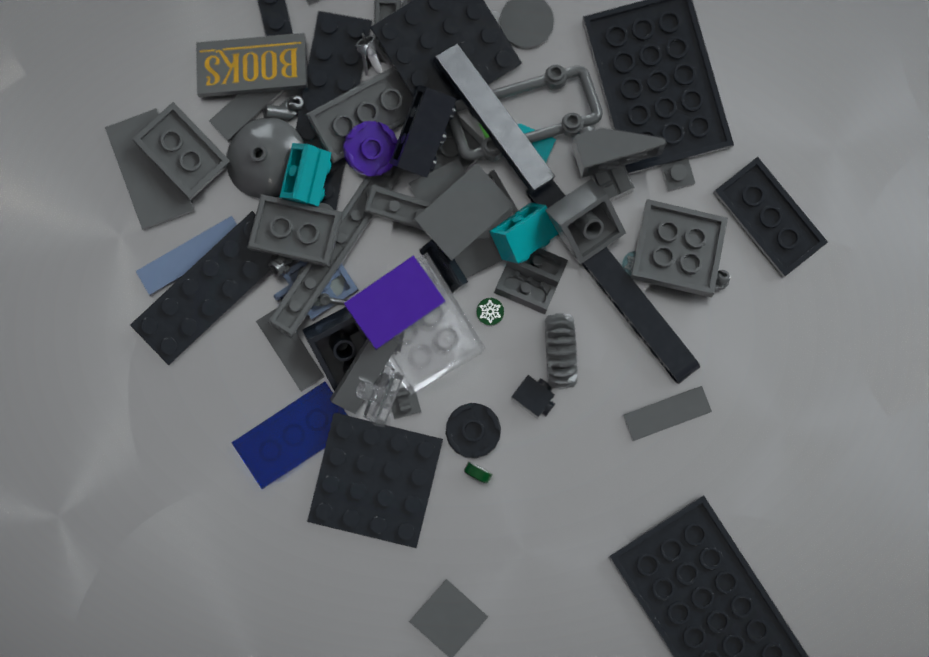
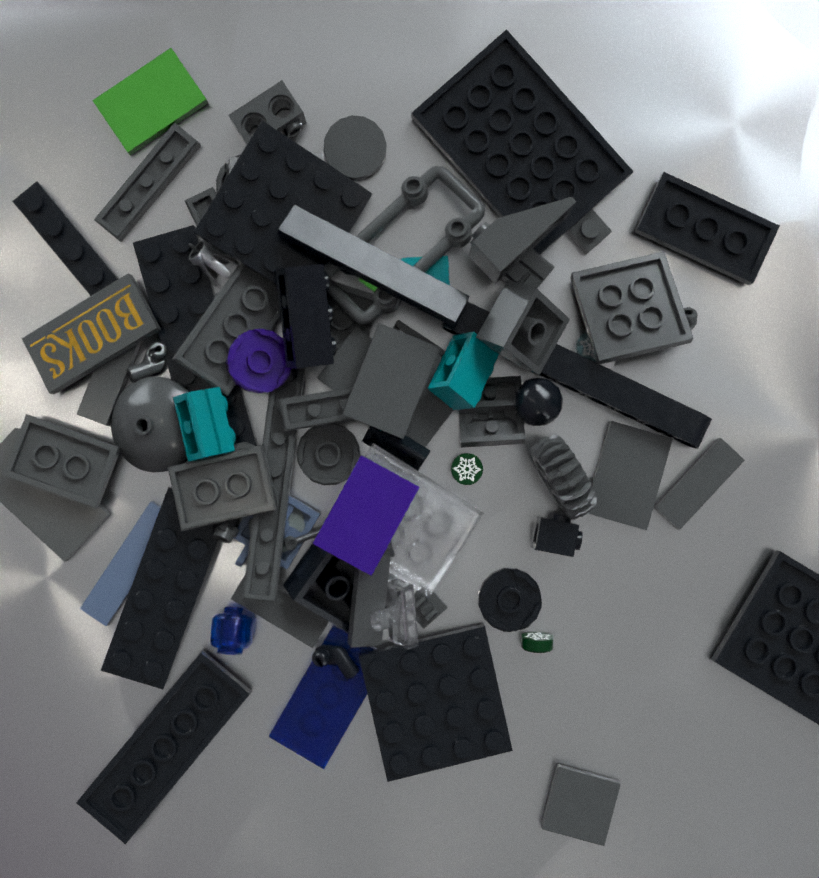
camera: 30 degrees left, 5 degrees up
(146, 410) = (164, 747): none -> black plate
(244, 346) = (231, 631): none -> clear blue head
(315, 404) = (335, 656): none -> black arm
(387, 245) = (328, 454): none -> dark grey tile
(571, 285) = (538, 401): none -> black hair
(614, 379) = (629, 474): none -> dark grey tile

